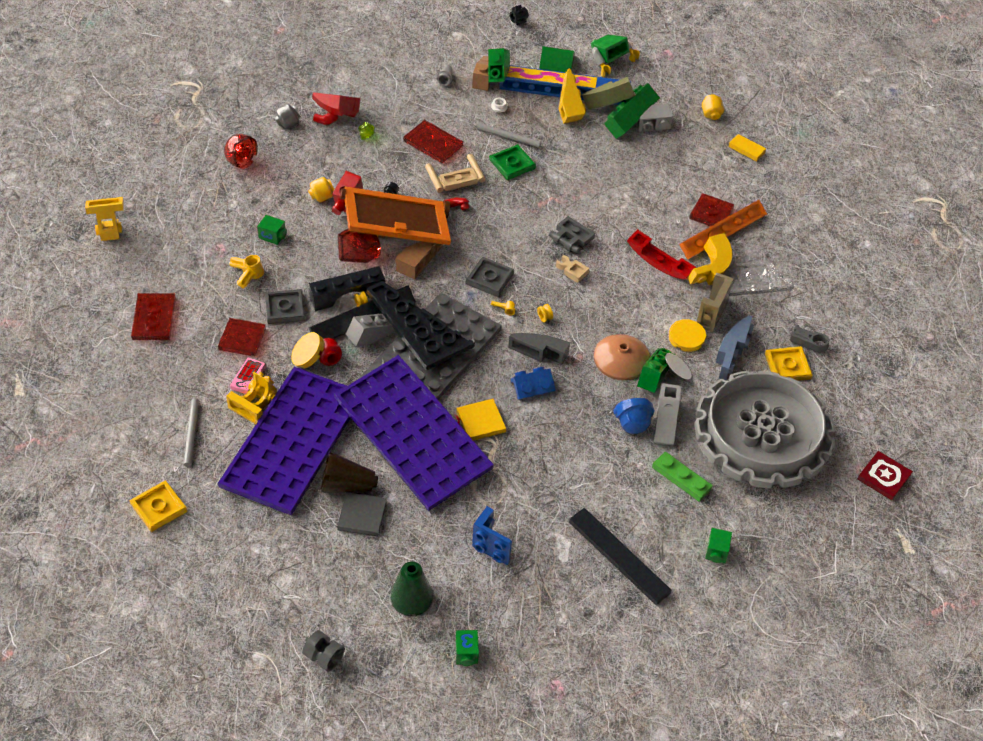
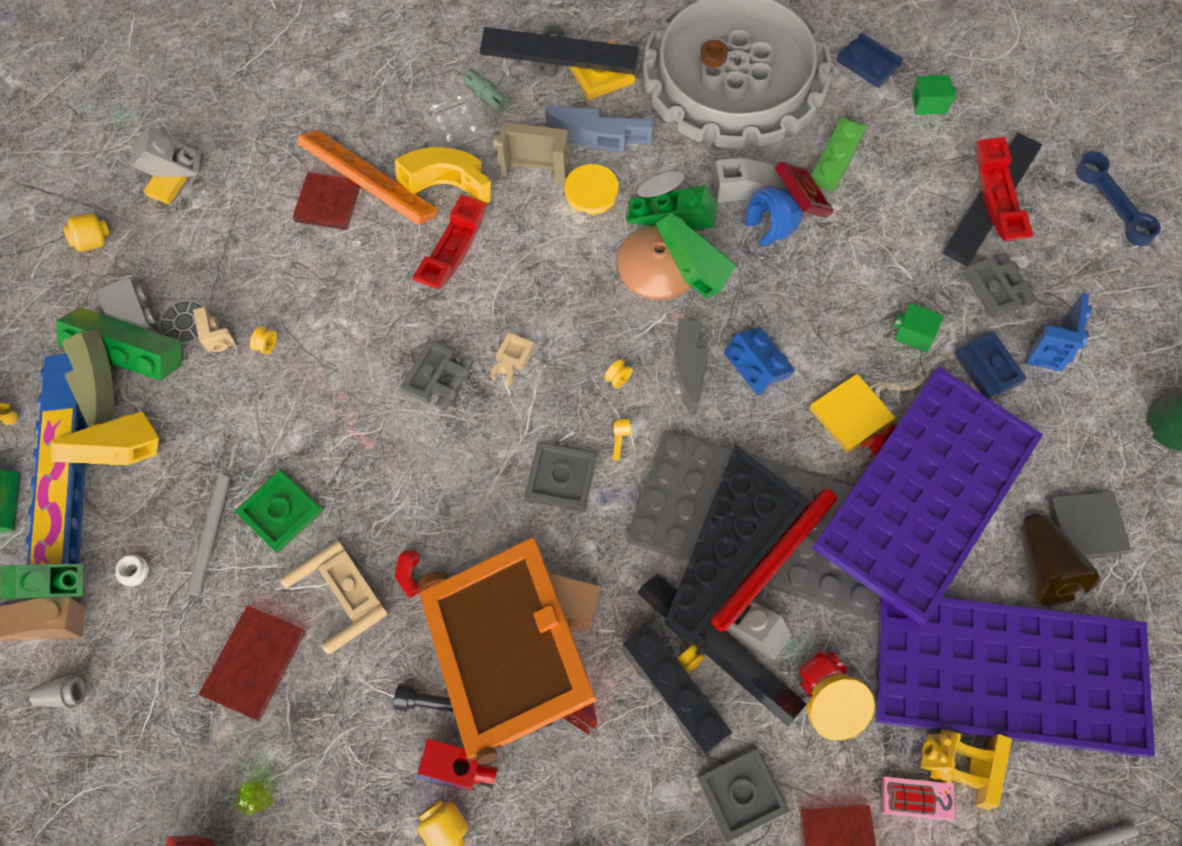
camera: 100 degrees left, 15 degrees up
(399, 340) = (773, 560): none -> red axle
(492, 496) = (990, 365): none -> dark blue plate
(527, 469) = (917, 327): none -> green brick
(543, 524) = (994, 289): none -> dark grey plate
(597, 632) = (1118, 199): none -> dark blue piece
(608, 362) = (696, 259): none -> green slope
(616, 551) = (999, 191): none -> red slope
(618, 168) = (263, 340): none -> yellow bush
(630, 146) = (209, 332): none -> tan bracket
(644, 143) = (179, 321): none -> sticker
(648, 434) = (804, 190): none -> dark red tile
(755, 140) = (164, 156): none -> light grey slope
(764, 523) = (869, 60): none -> dark blue plate
(766, 399) = (713, 53): none -> reddish brown tile
(781, 299) = (485, 90): none -> sand green pin
(802, 336) = (559, 50): none -> black tile

